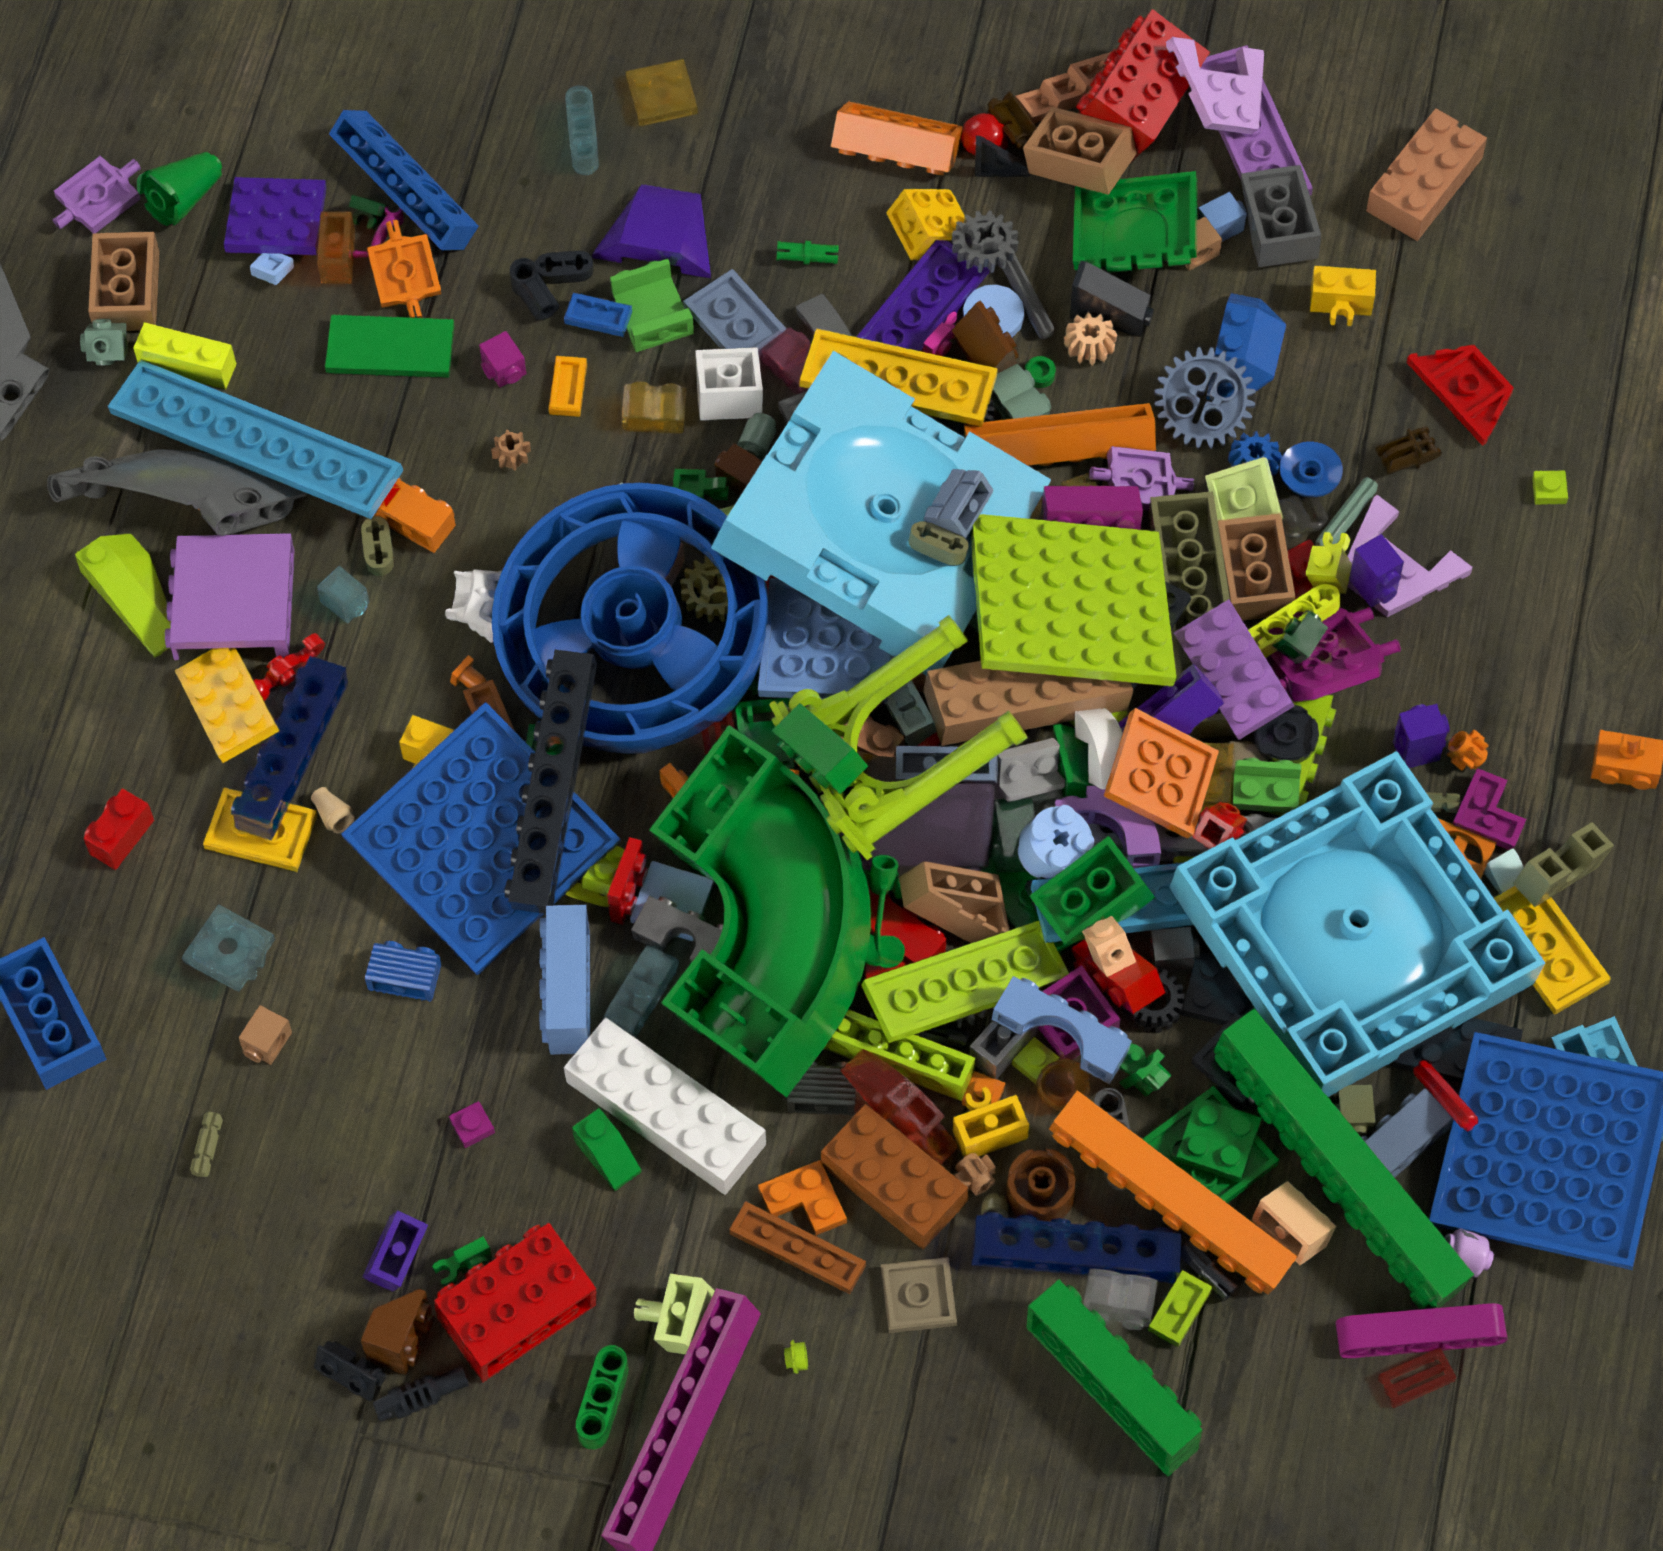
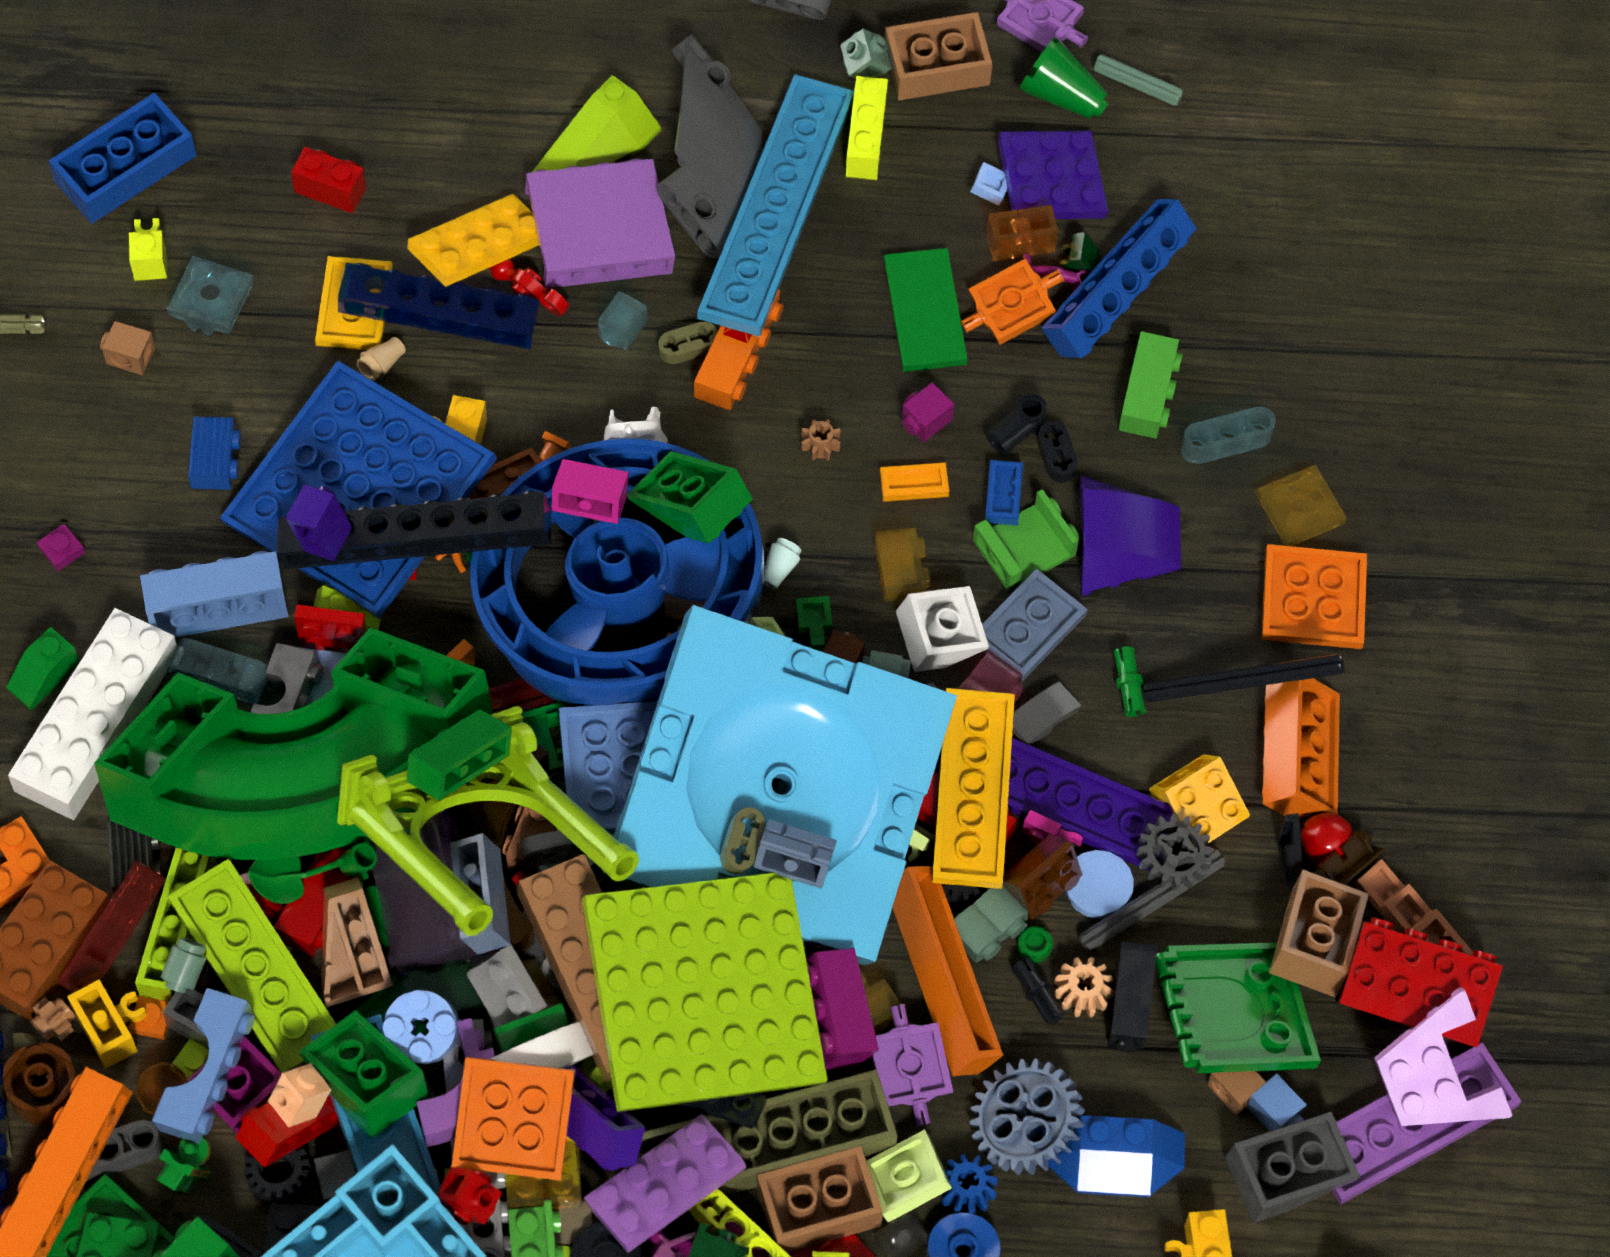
camera: 75 degrees right, 0 degrees up
(160, 1004) = (147, 252): none -> neon yellow brick
(188, 130) = (1138, 79): none -> sand green axle
(516, 180) = (1150, 385): none -> bright green brick
(540, 846) = (319, 522): none -> dark purple brick
(553, 618) = (590, 491): none -> dark pink brick
(581, 531) = (692, 495): none -> green slope
(754, 98) = (1314, 596): none -> orange plate
(833, 156) = (1244, 678): none -> black axle
(898, 714) = (548, 849): none -> dark grey beam
(961, 1033) = (184, 965): none -> sand green brick
(1086, 375) = (1038, 991): none -> black axle

